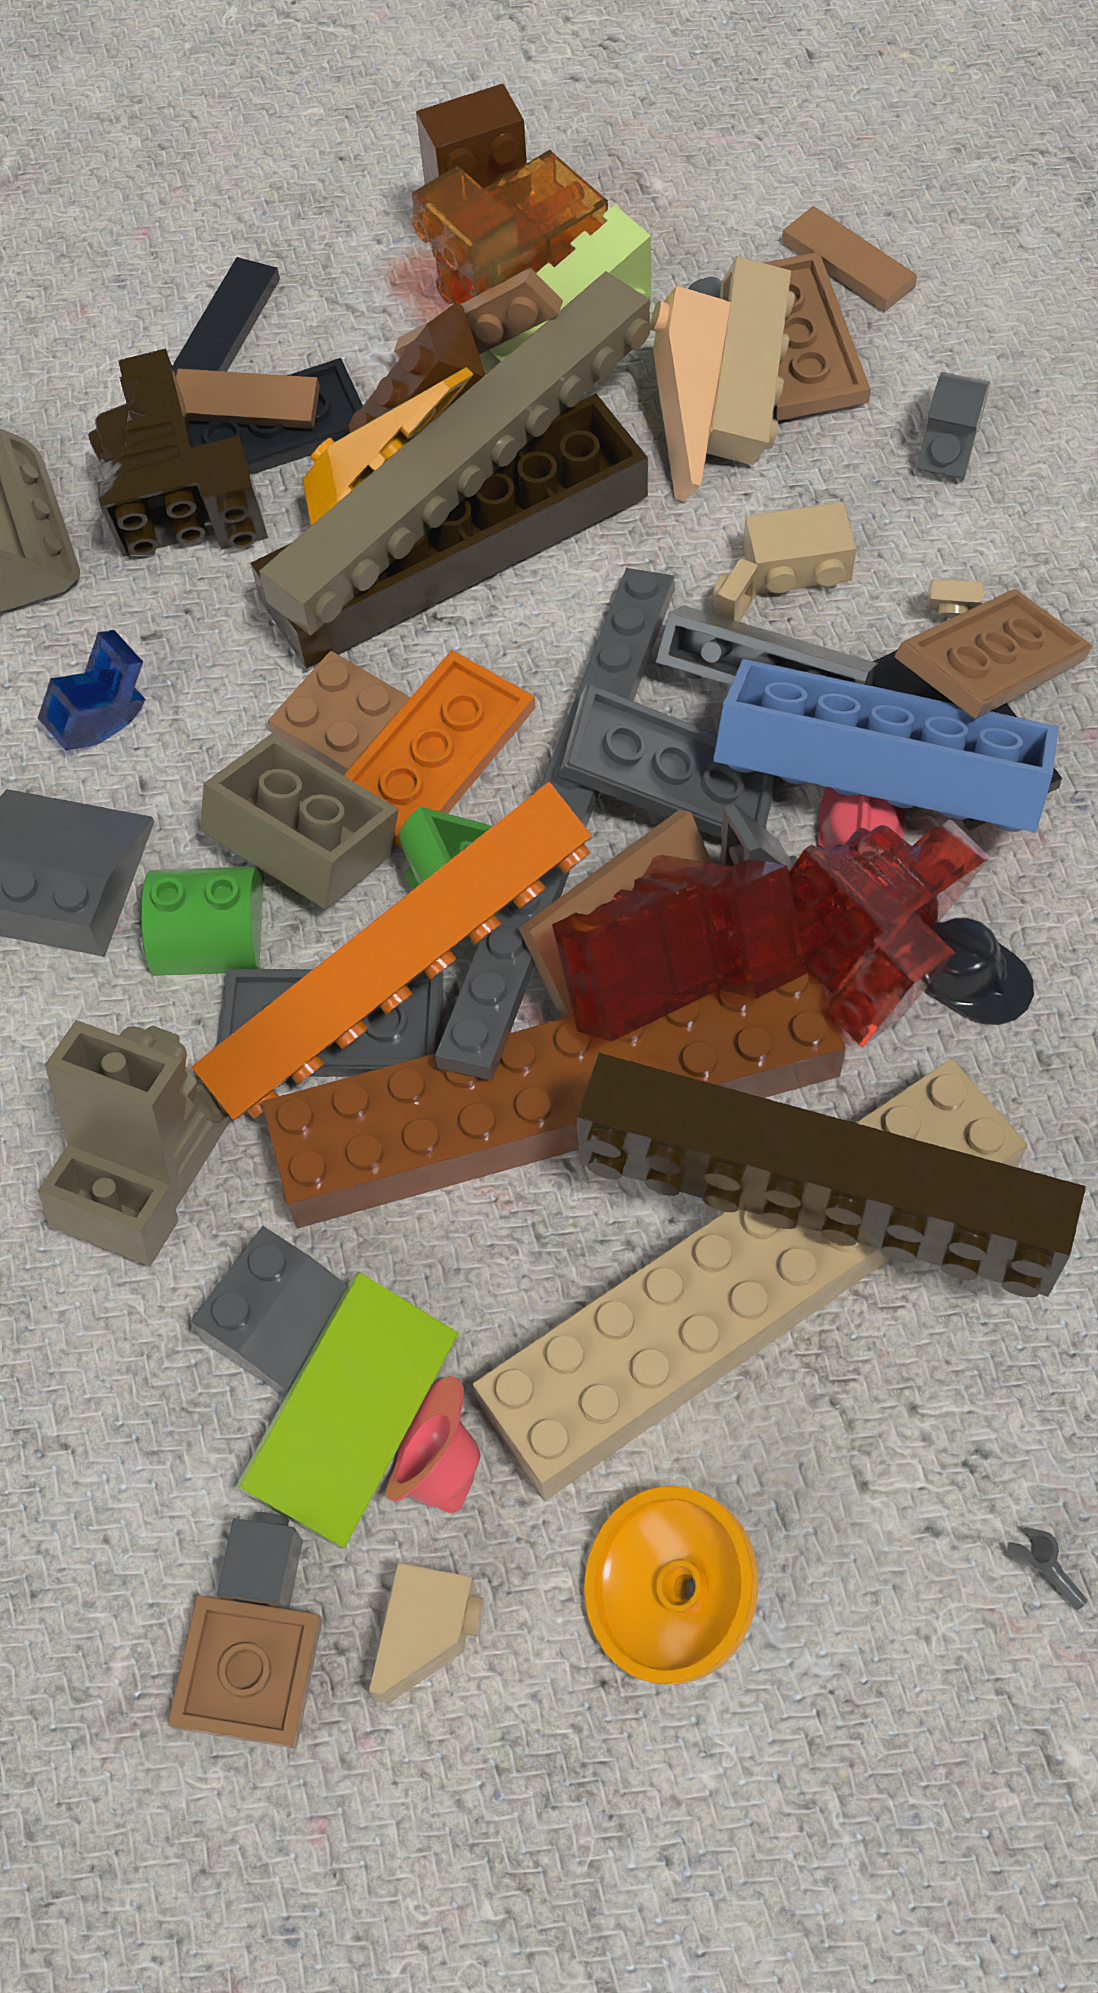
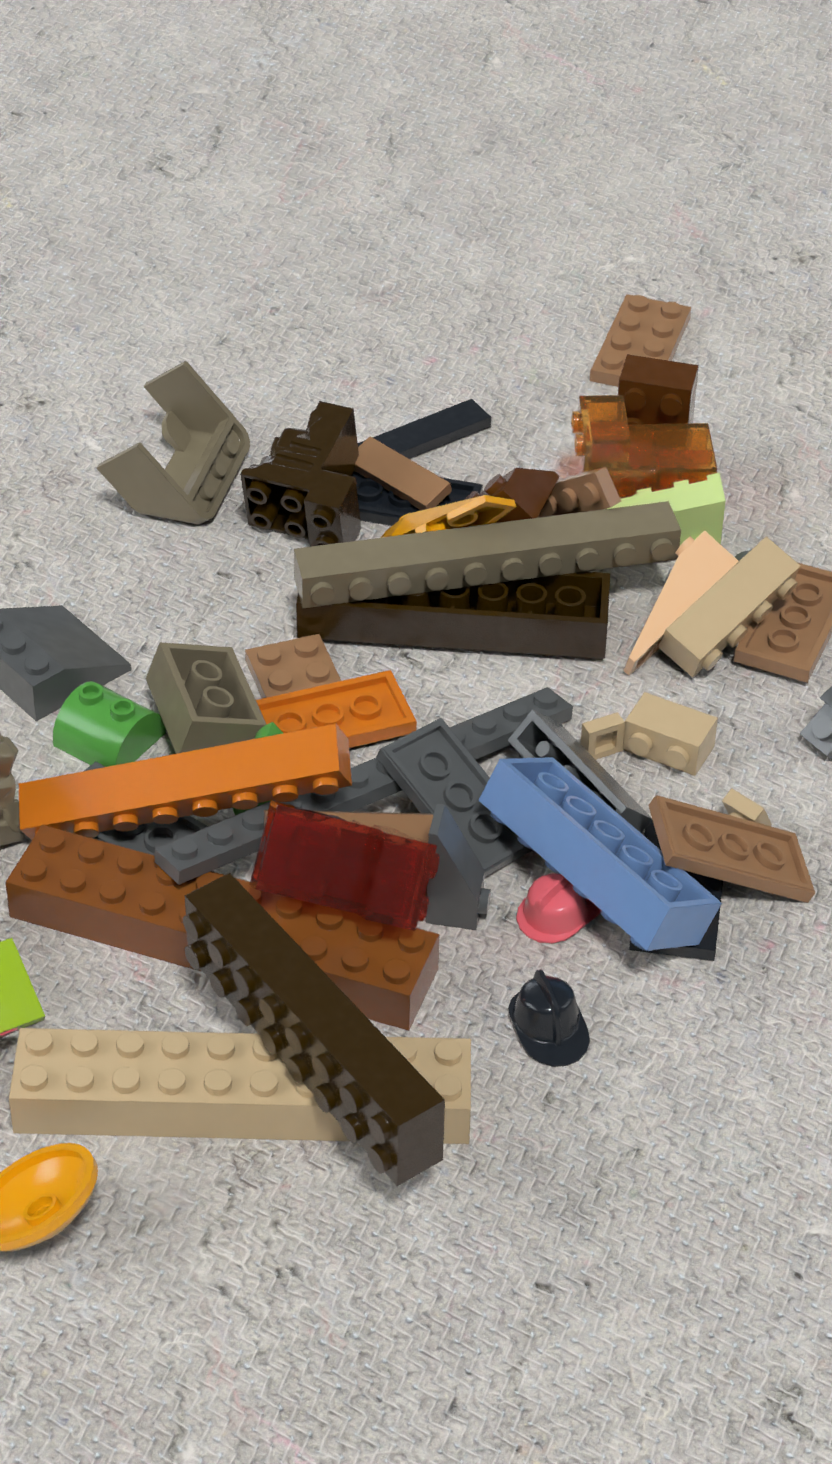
camera: 30 degrees right, 20 degrees down
(96, 703) = (153, 586): clear blue brick -> none
(352, 89) = (640, 329): none -> medium nougat plate
(872, 915) = (494, 928): clear red brick -> none
(1045, 1558) = (270, 1347): dark grey hand -> none

